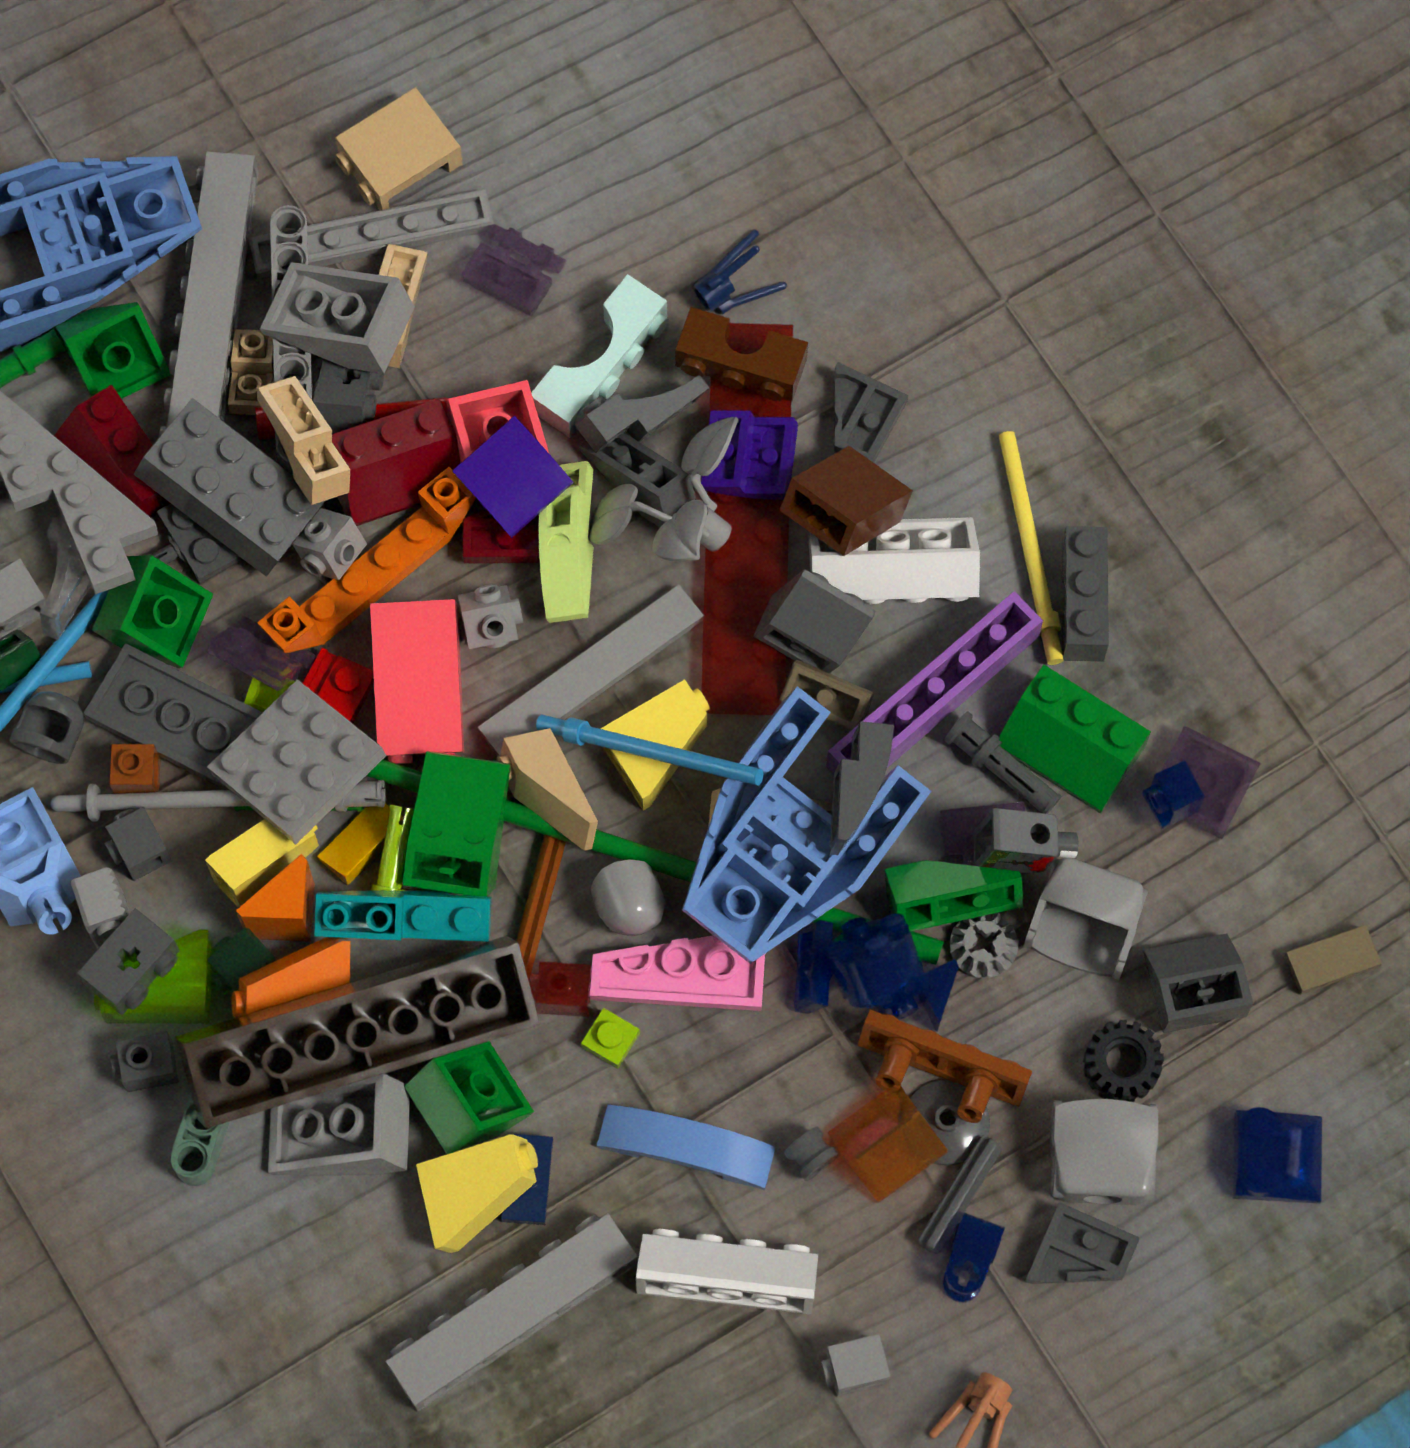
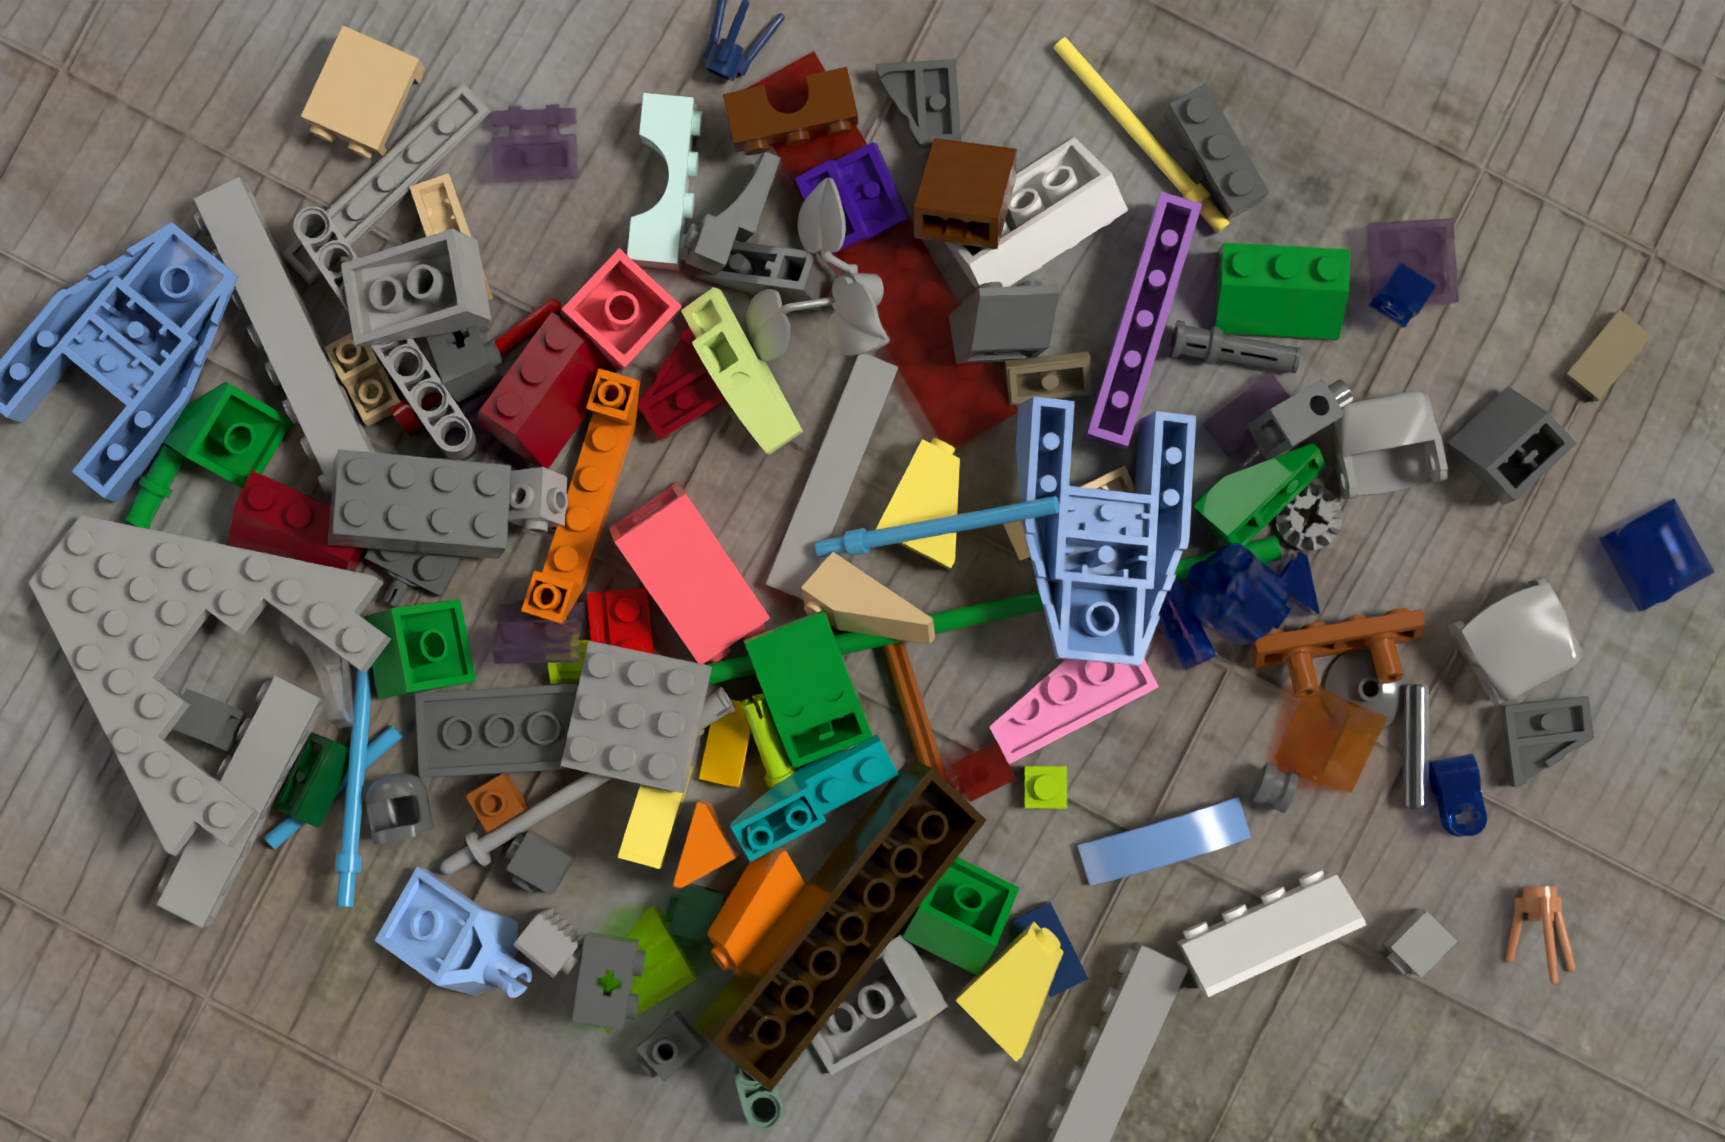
camera: 30 degrees left, 15 degrees up
(306, 440) = (461, 425): tan slope -> none
(490, 616) = (716, 480): light grey brick -> none
(513, 476) = (662, 346): dark purple slope -> none
(628, 897) = (993, 662): light grey piece -> none
(858, 781) = (1138, 453): dark grey slope -> none
(1132, 1037) = (1511, 551): black tyre -> none

